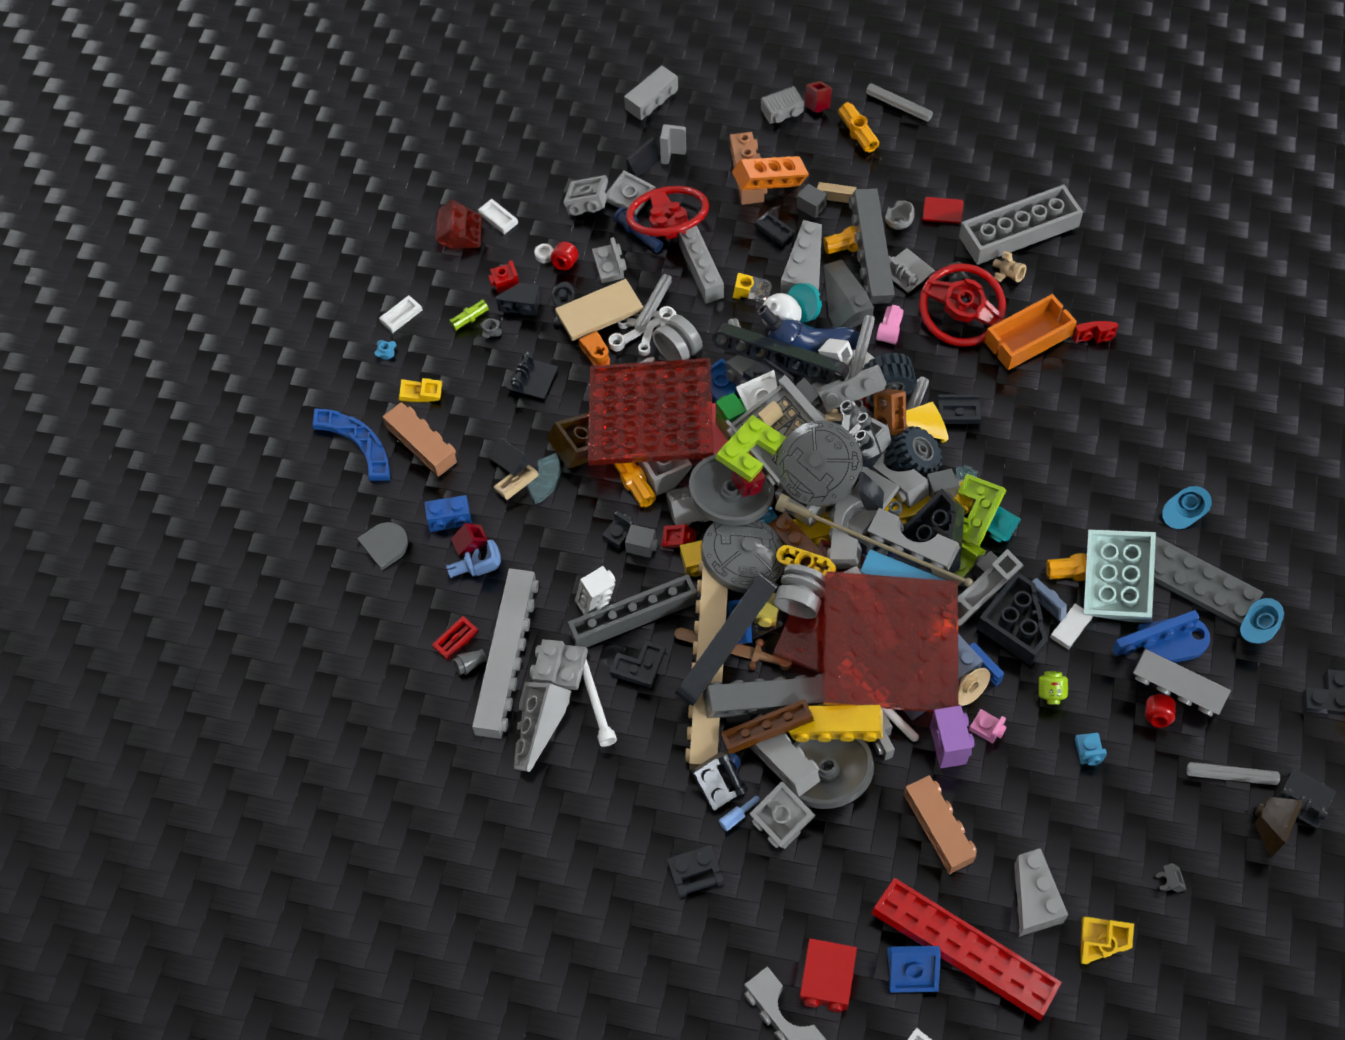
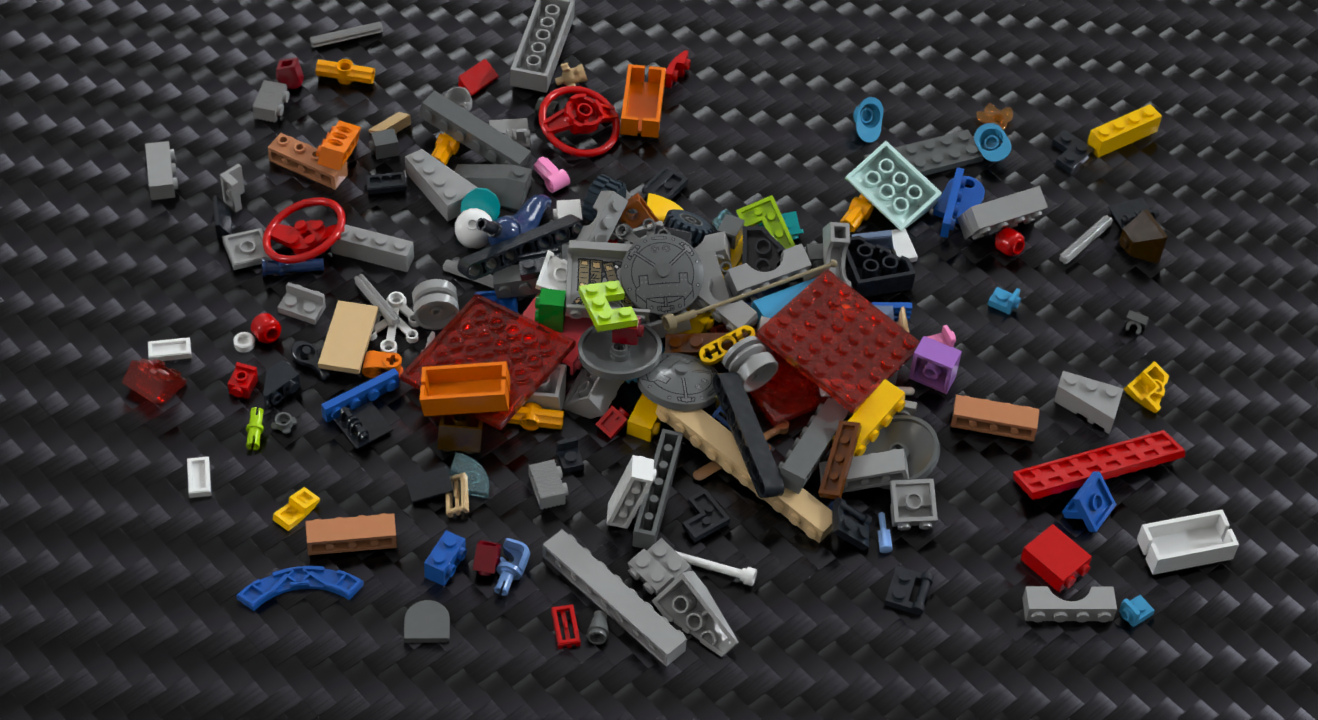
camera: 60 degrees left, 10 degrees down
(387, 353) = (227, 513): dark azure plate -> none
(555, 355) = (361, 394): none -> blue plate
(576, 533) = (548, 484): none -> light grey brick
(586, 195) = (221, 274): light grey plate -> none
(596, 413) = (465, 388): none -> orange piece
(641, 541) = (595, 446): dark grey brick -> none
(752, 288) = (427, 232): leg -> none
(771, 413) = (588, 273): tan tile -> none
(837, 350) = (549, 212): white brick -> none
(862, 345) = (561, 198): light grey axle -> none
(870, 492) = (711, 268): black slope -> none
(1053, 687) = (943, 285): lime head -> none
(1306, 603) = (995, 116): none -> clear orange plate

